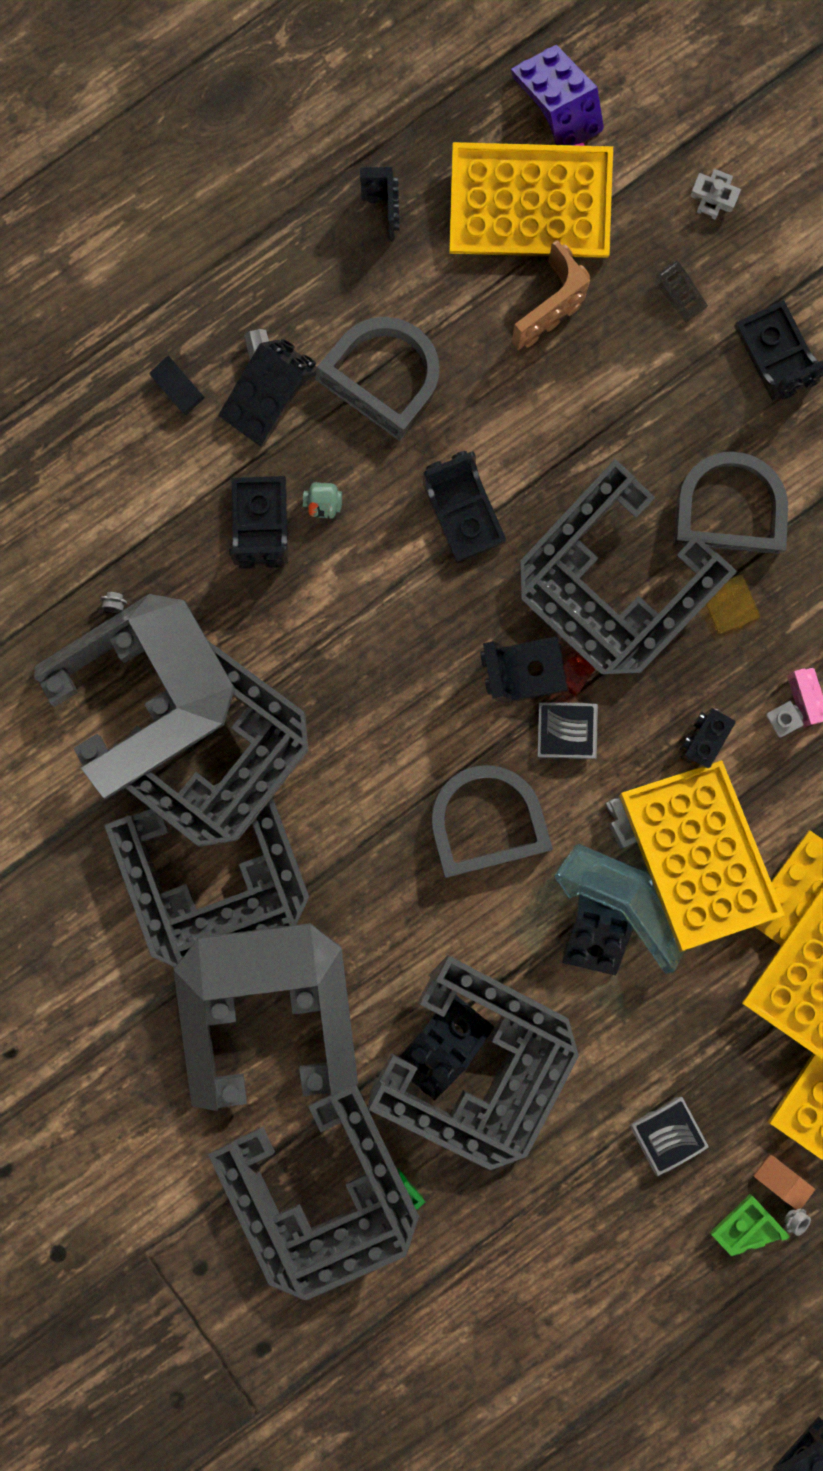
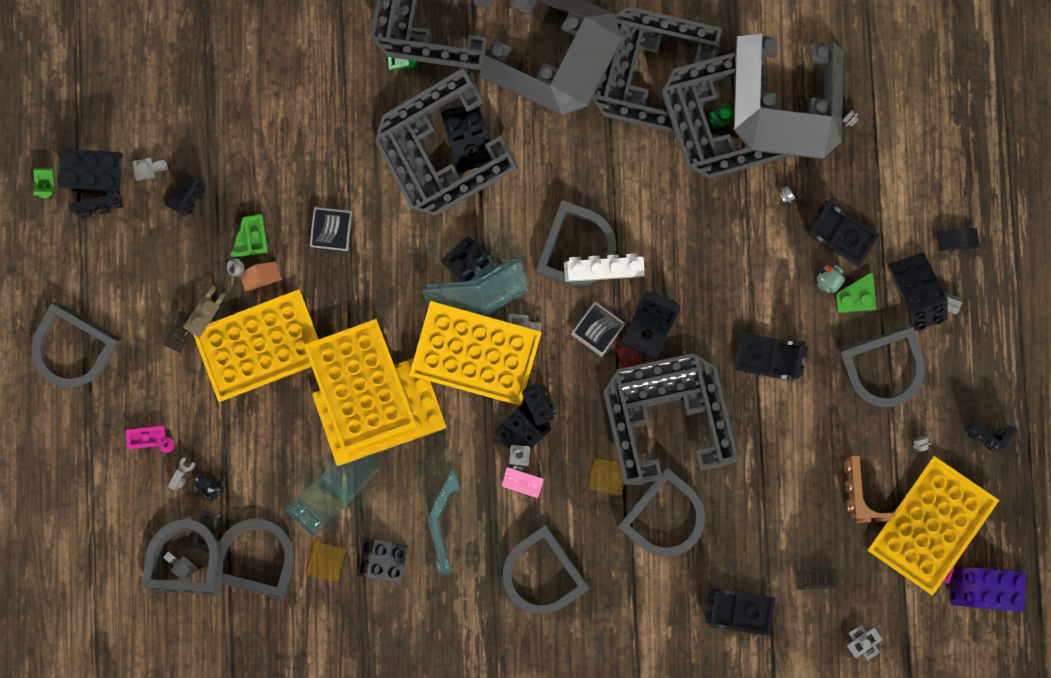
camera: 125 degrees right, 0 degrees up
(212, 755) = (721, 116): none -> green bracket
(255, 616) = (787, 194): none -> light grey plate
(321, 457) = (857, 296): none -> bright green wing
(443, 275) = (921, 443): none -> light grey plate
(495, 769) = (603, 269): none -> white brick
(750, 740) = (521, 429): none -> black bracket
(751, 1420) = (146, 168): none -> light grey plate
(752, 1347) = (186, 194): none -> black bracket

